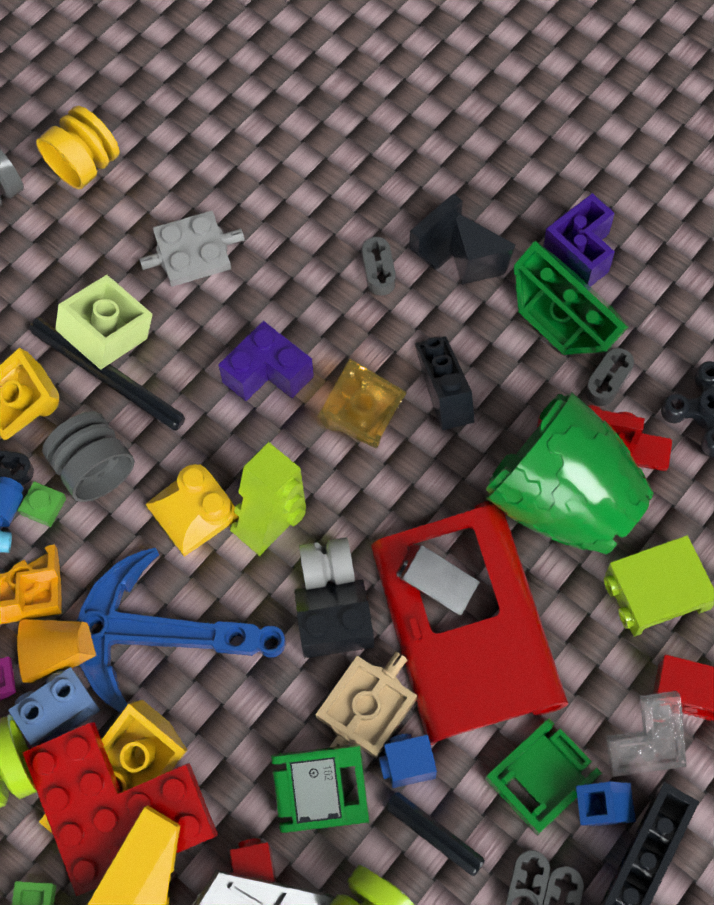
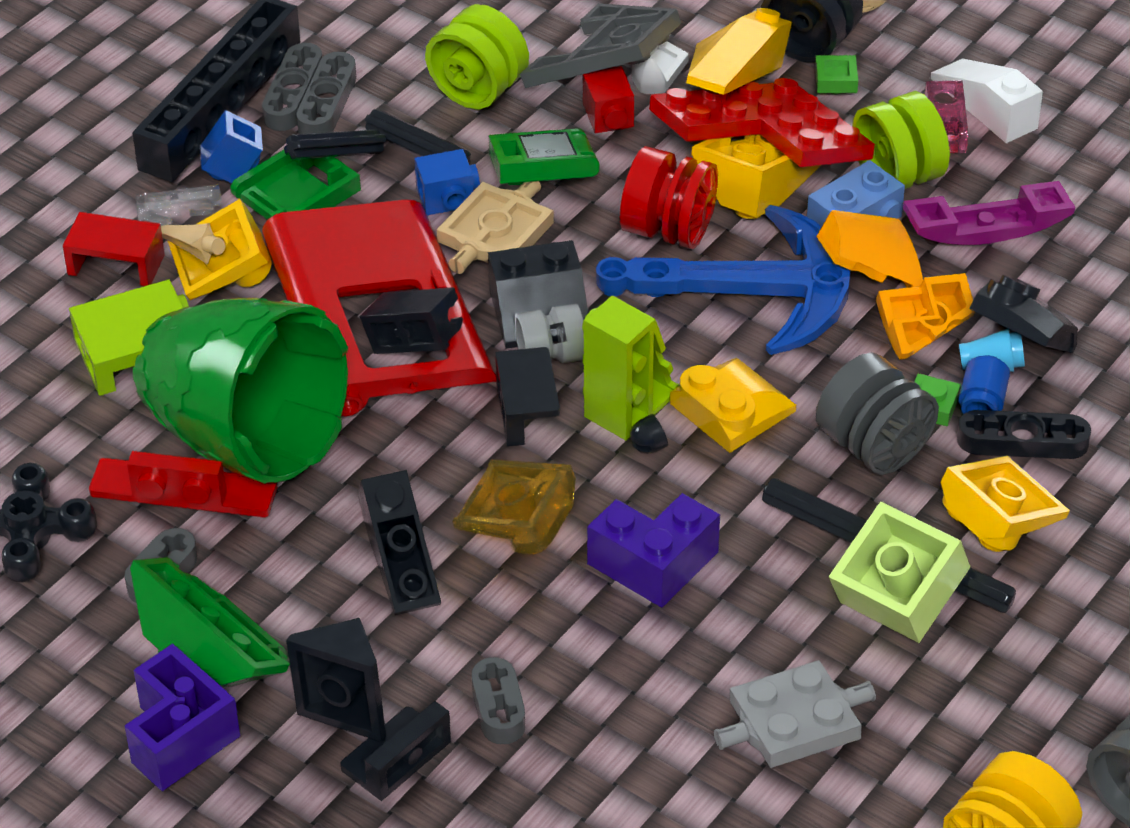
camera: 175 degrees right, 20 degrees down
(208, 700) = (668, 197): none -> red wheel
(348, 506) = (525, 389): none -> black panel
(509, 802) = (334, 144): none -> black axle
(600, 676) = (242, 261): none -> yellow slope
(622, 672) = (195, 239): none -> tan piece

